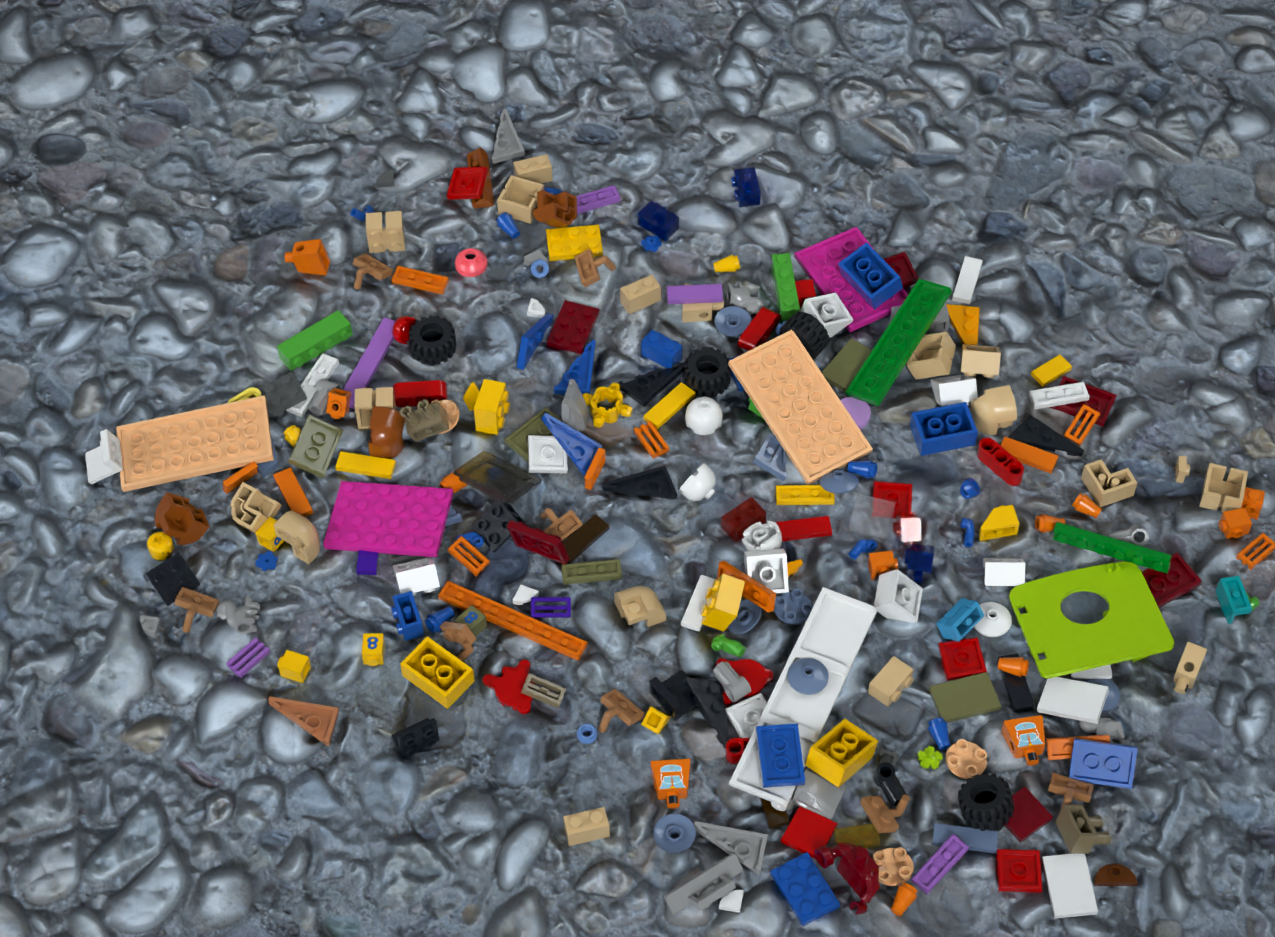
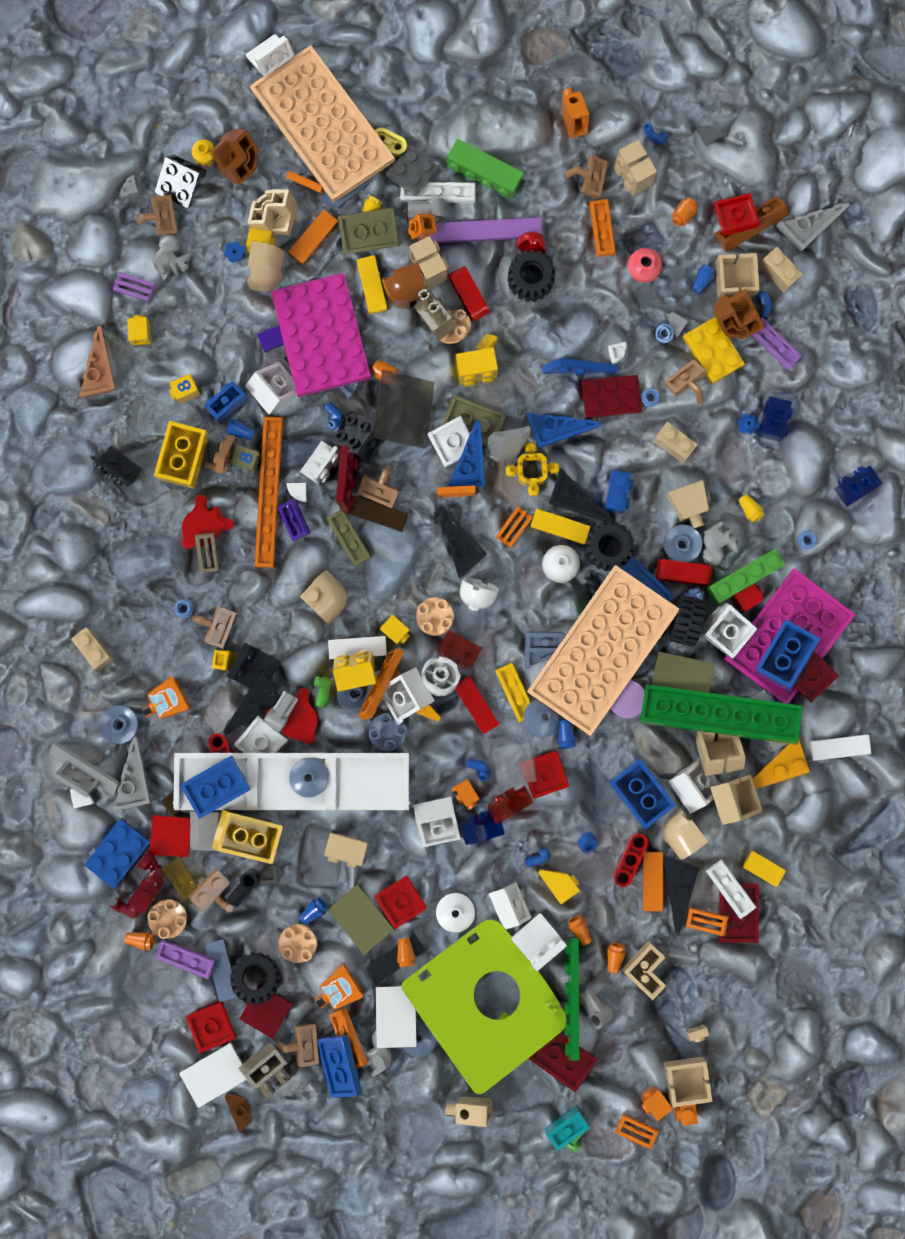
camera: 65 degrees right, 30 degrees up
(443, 217) = (684, 212): none -> orange brick
(480, 567) = (307, 421): orange tile -> none
(510, 562) = (321, 462): none -> white bracket
(590, 298) = (650, 391): none -> medium blue plate
(694, 294) = (691, 495): medium lavender tile -> none
(699, 563) = (395, 630): none -> yellow brick
(702, 529) = (434, 616): none -> light nougat dish
(774, 237) = (812, 537): none -> medium blue plate
(929, 758) = (288, 910): lime plant -> none
(960, 619) = (435, 887): dark azure brick -> none
(1048, 558) = (538, 941): none -> white bracket

